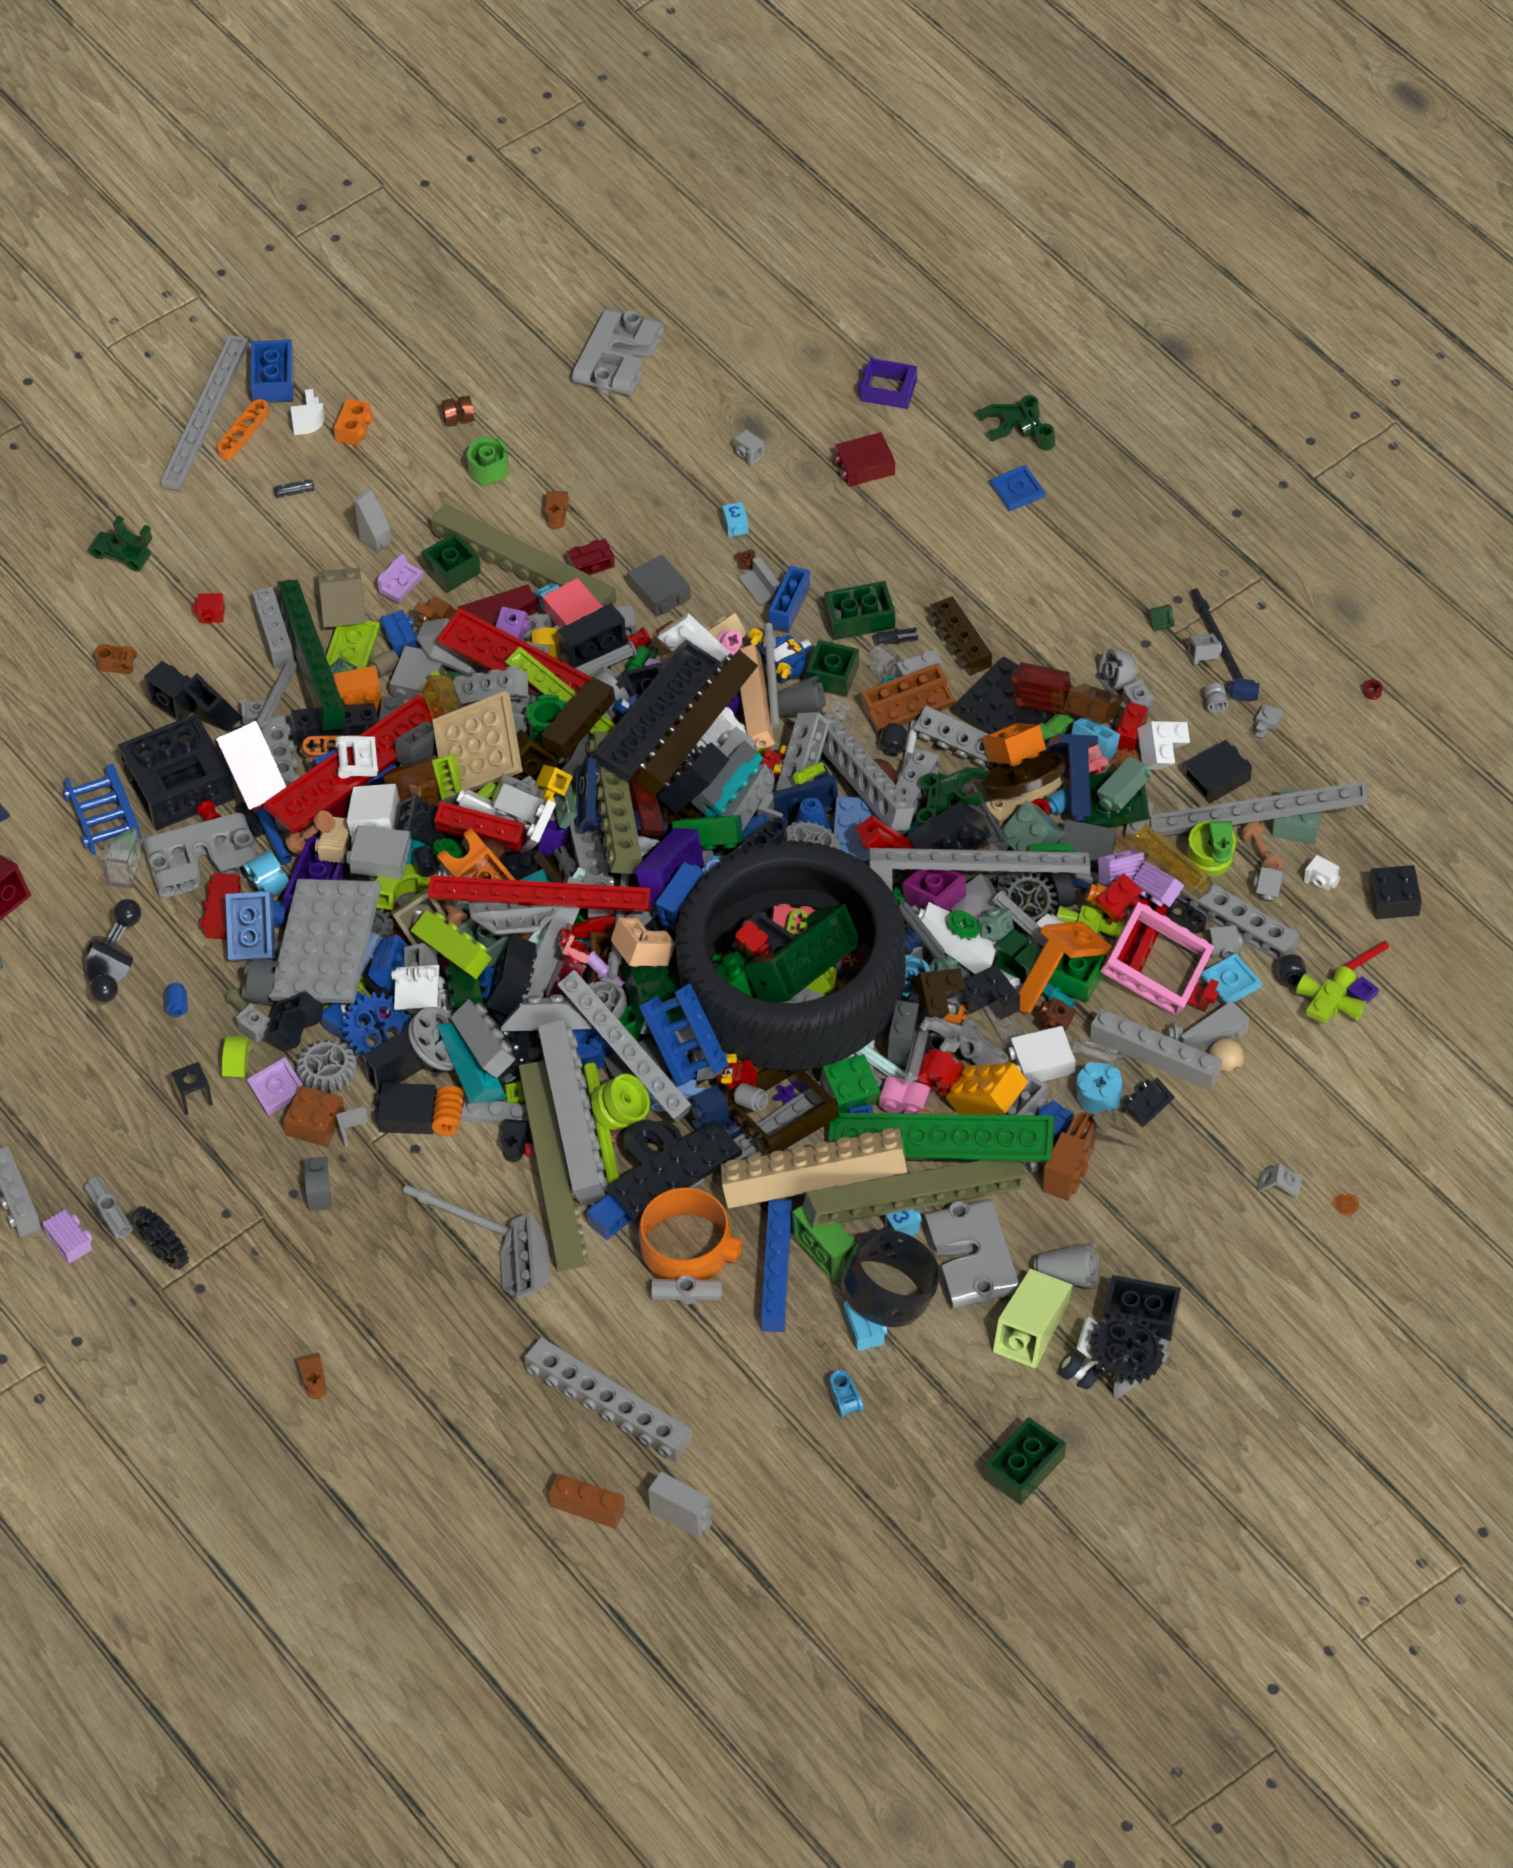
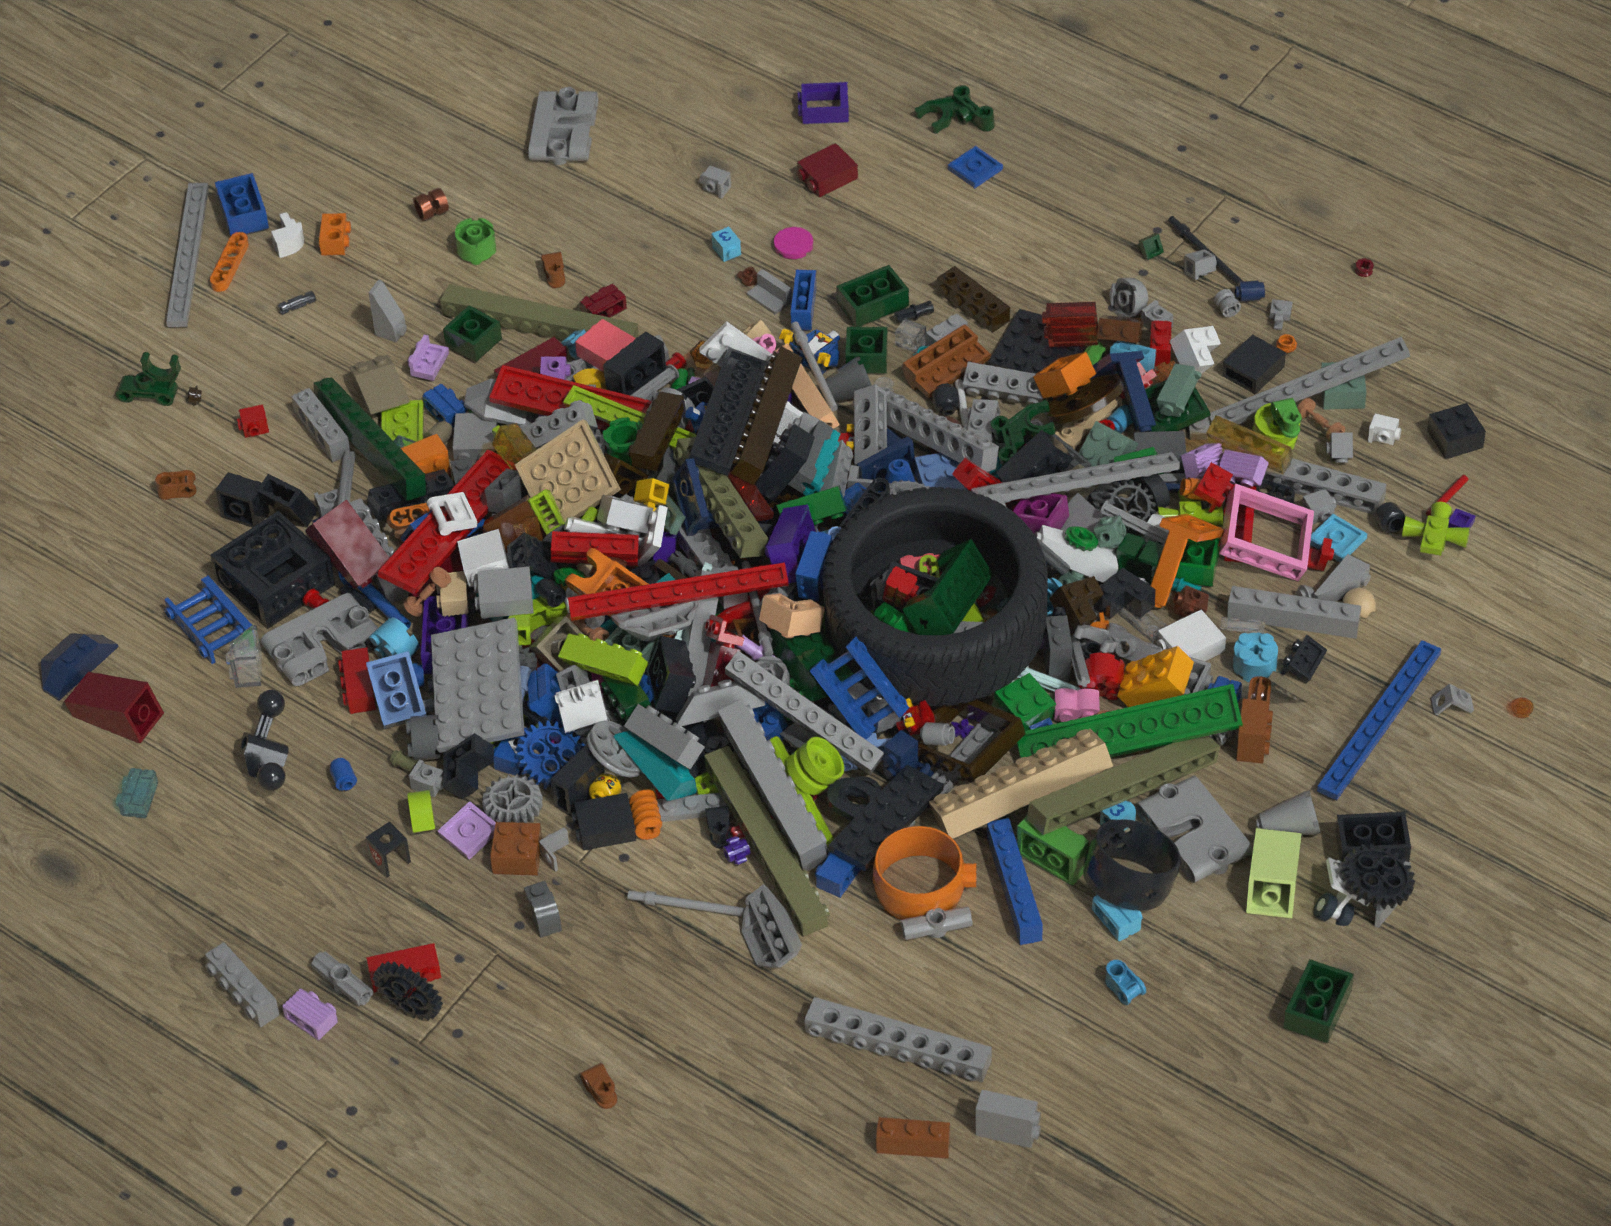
camera: 15 degrees left, 5 degrees down
(163, 567) = (194, 395): none -> dark brown plate
(177, 1210) = (419, 958): none -> red brick
(418, 1073) = (604, 786): none -> yellow head
(434, 610) = (472, 376): dark orange brick -> none
(521, 1168) = (736, 850): none -> dark purple gear
(659, 585) = (676, 314): dark grey brick -> none
(804, 532) = (793, 242): none -> dark pink tile
(808, 773) = (883, 440): lime axle -> none
(1198, 1183) = (1378, 720): none -> blue plate
(1260, 751) = (1286, 343): none -> orange plate

